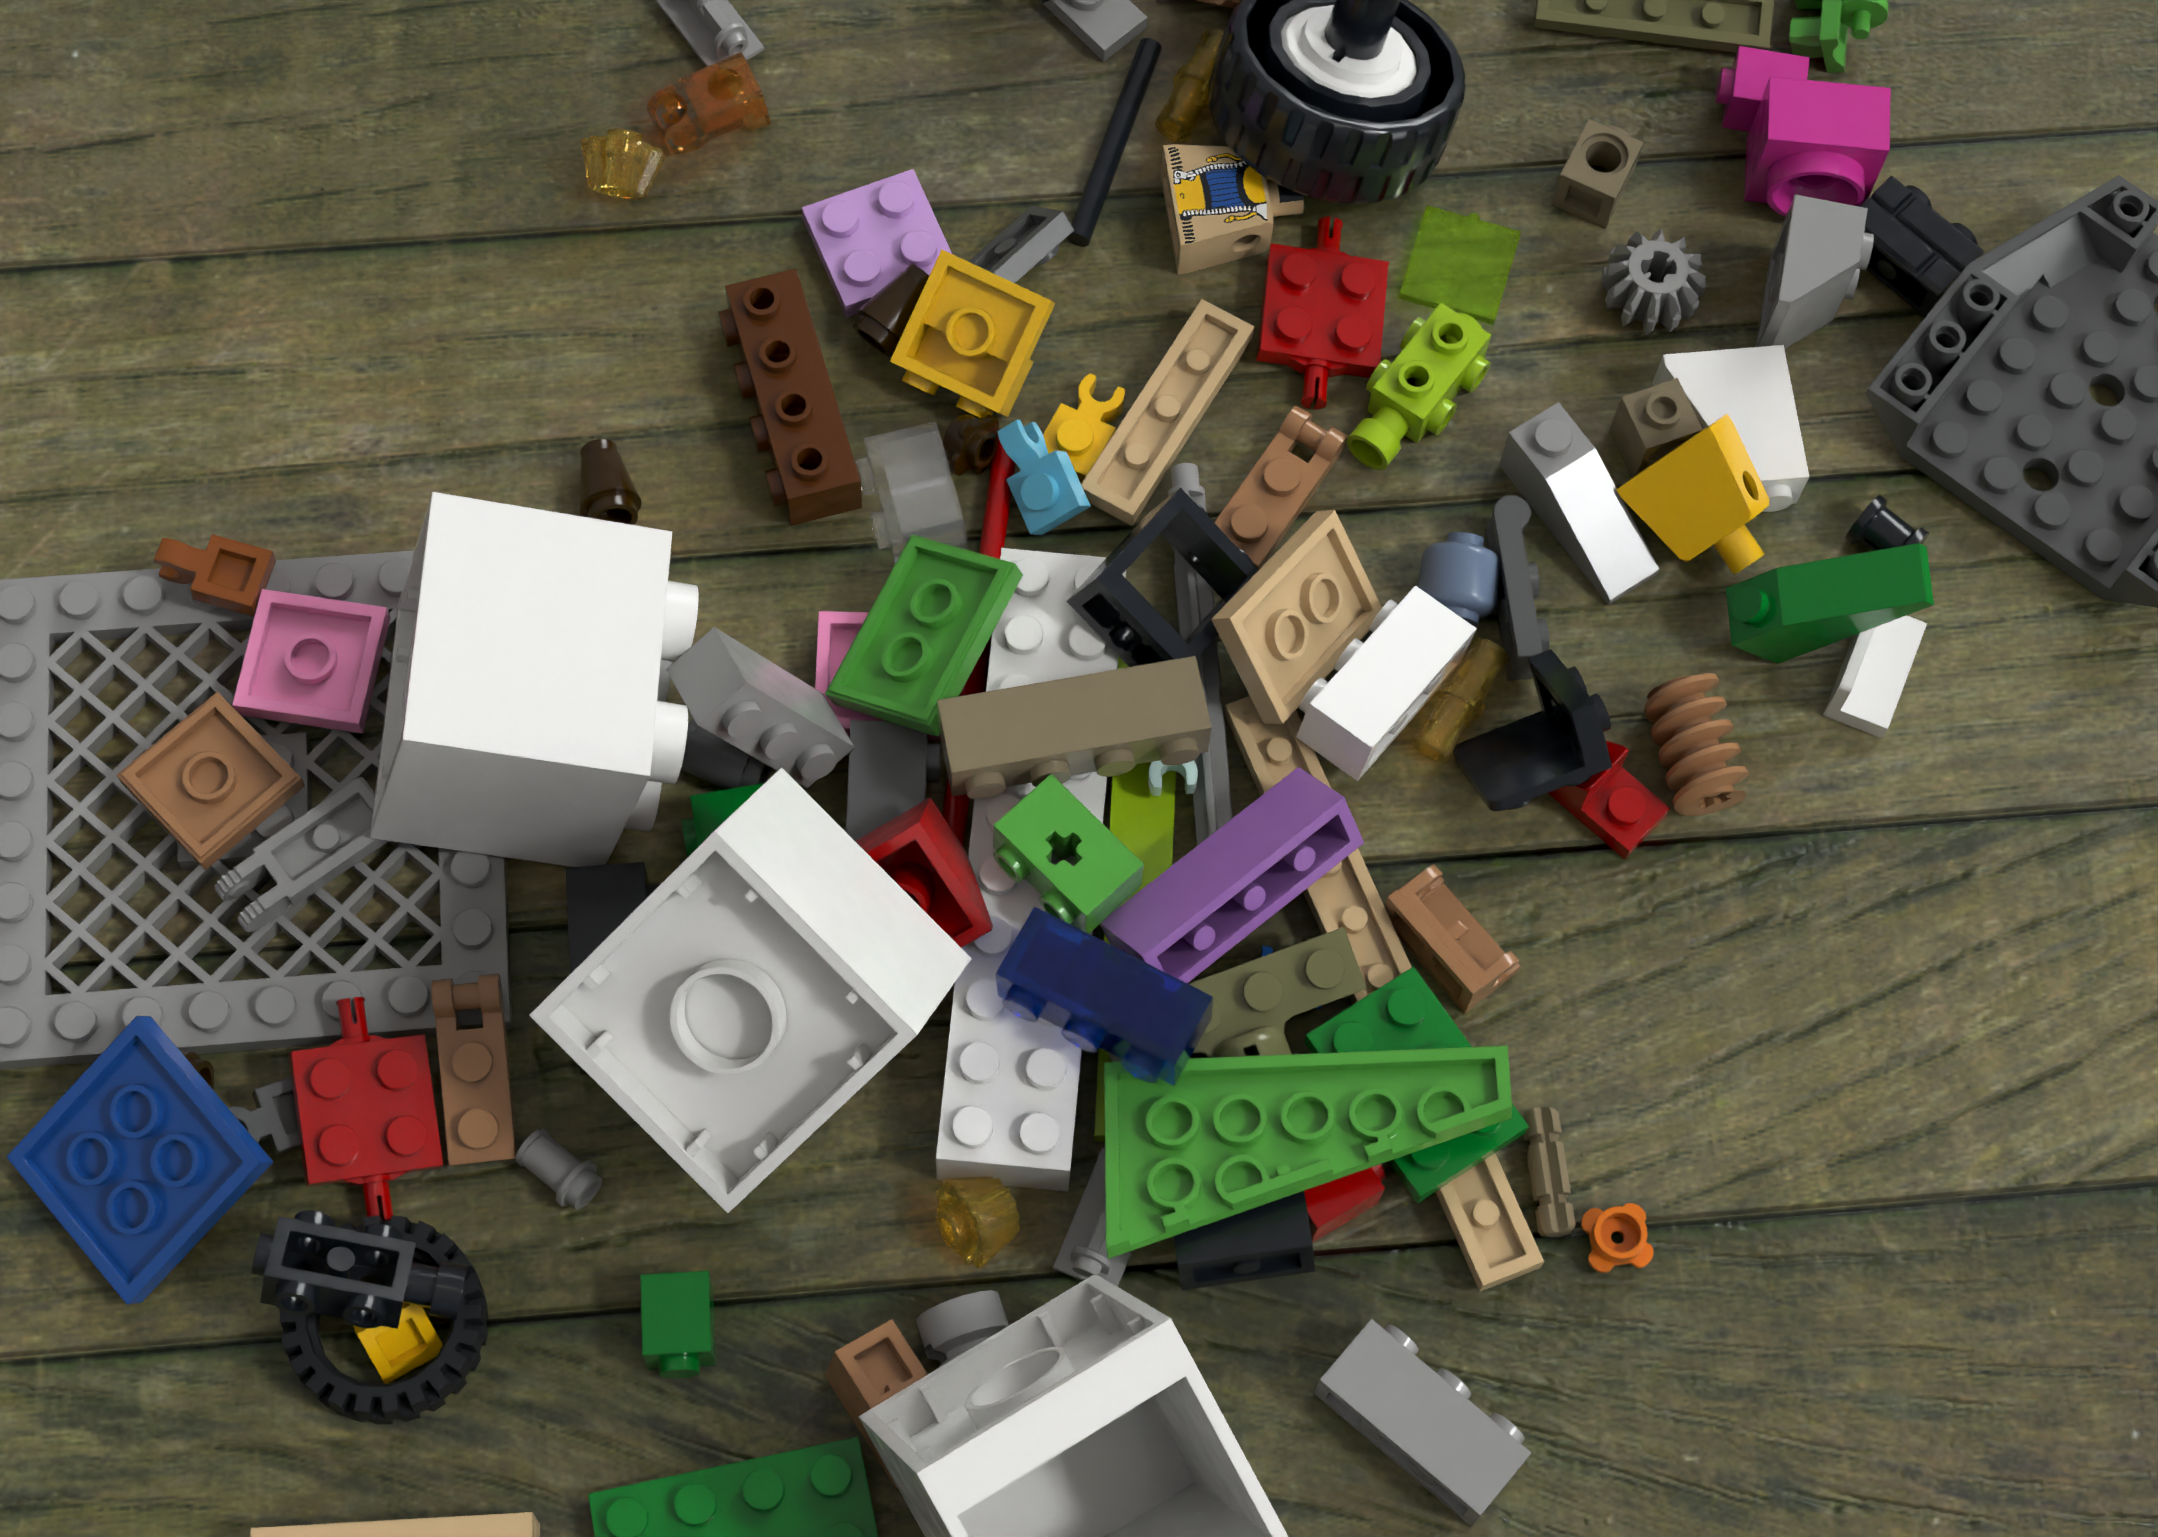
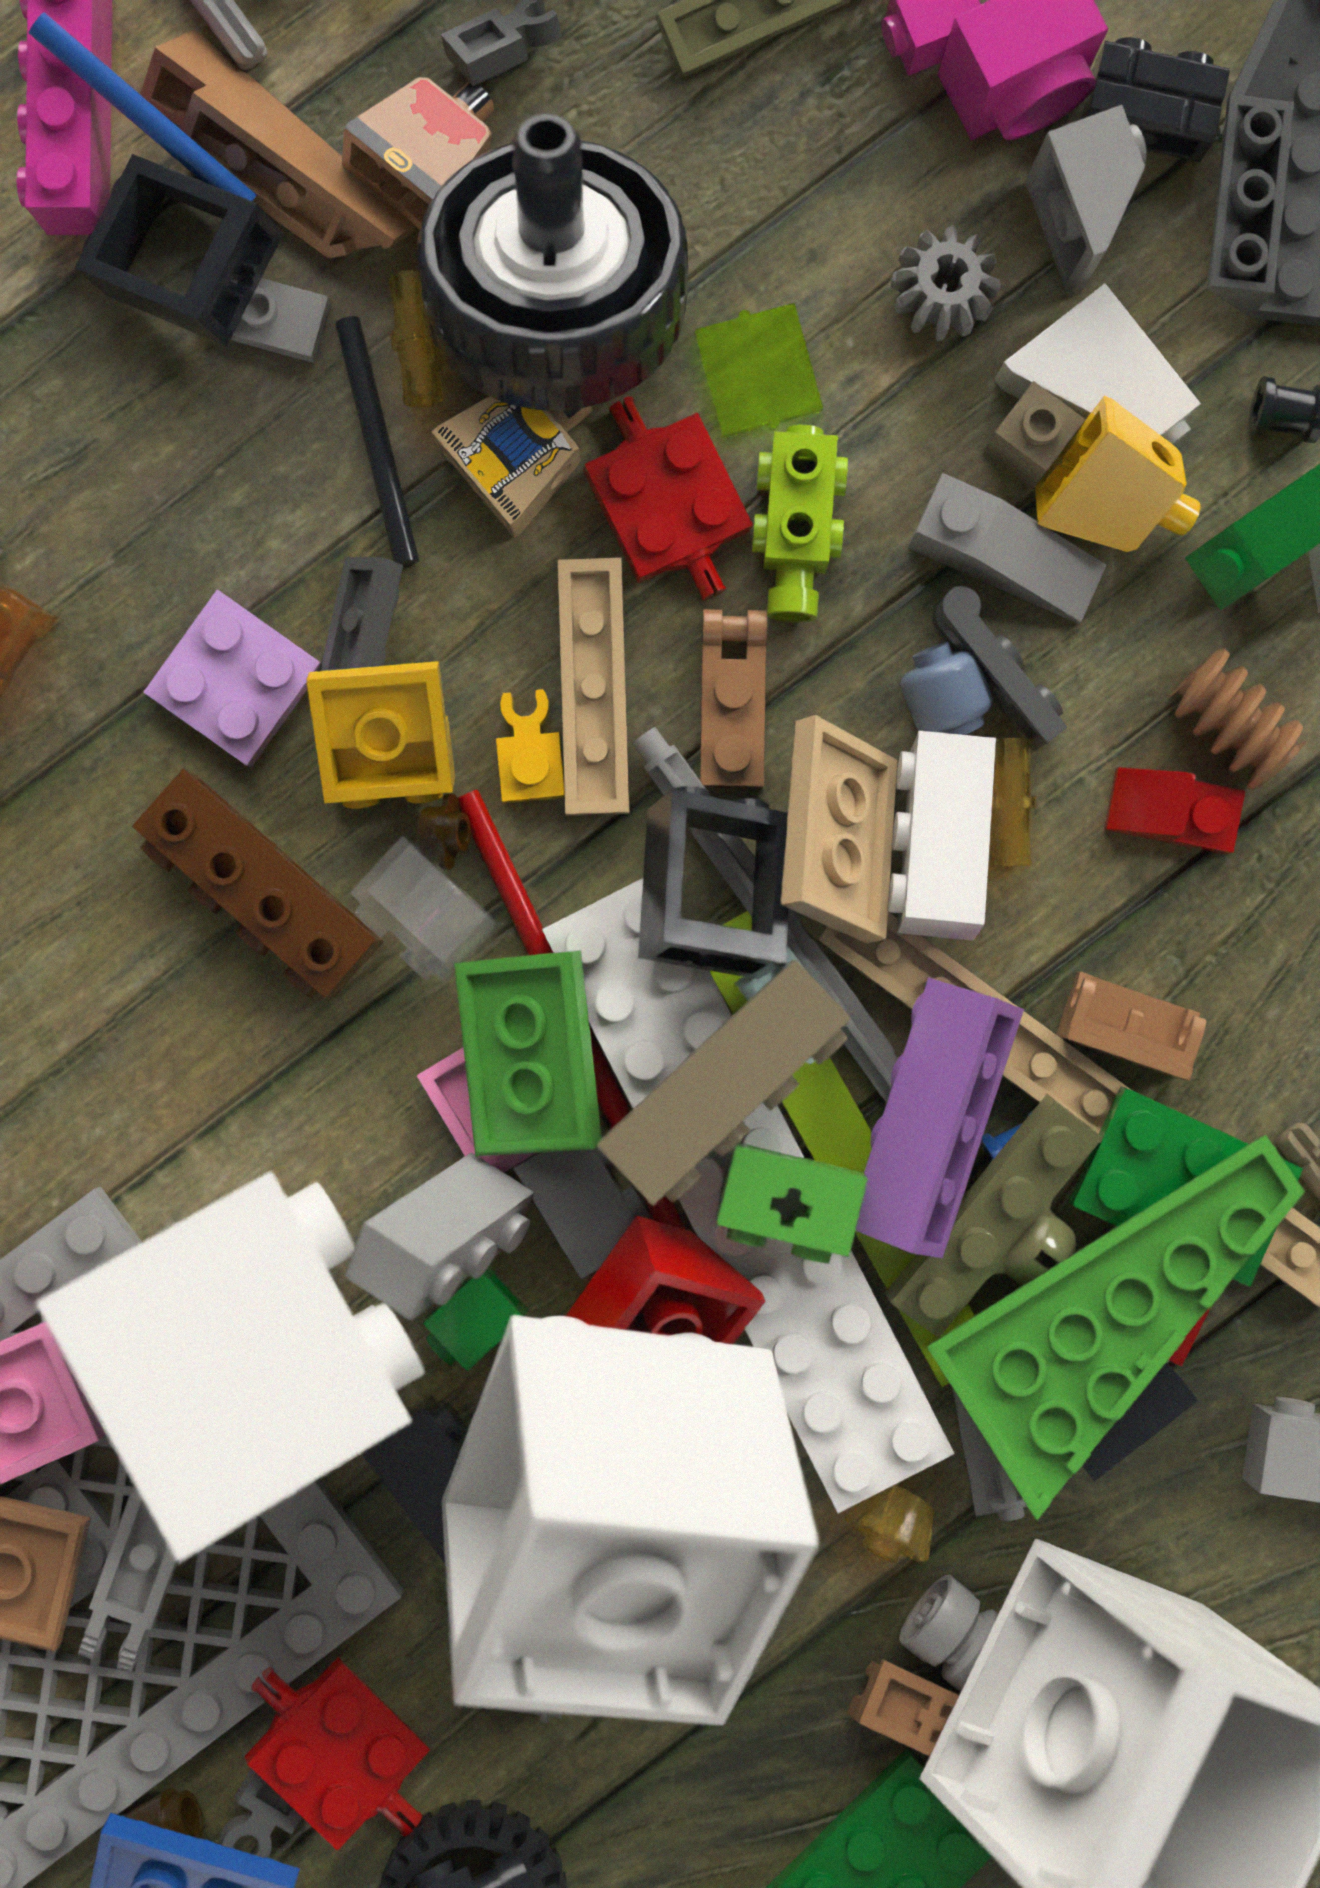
camera: 30 degrees left, 20 degrees up
(474, 1072) = (399, 1661): medium nougat plate -> none
(606, 484) = (155, 1073): dark brown cone -> none
(677, 1322) = (709, 1765): green brick -> none
(888, 312) = (292, 746): dark brown cone -> none
(1047, 484) = (533, 830): medium azure plate -> none
(1103, 998) = (903, 1310): clear blue brick -> none
(1542, 750) = (1111, 815): black bracket -> none
(1595, 193) = (825, 226): dark tan brick -> none

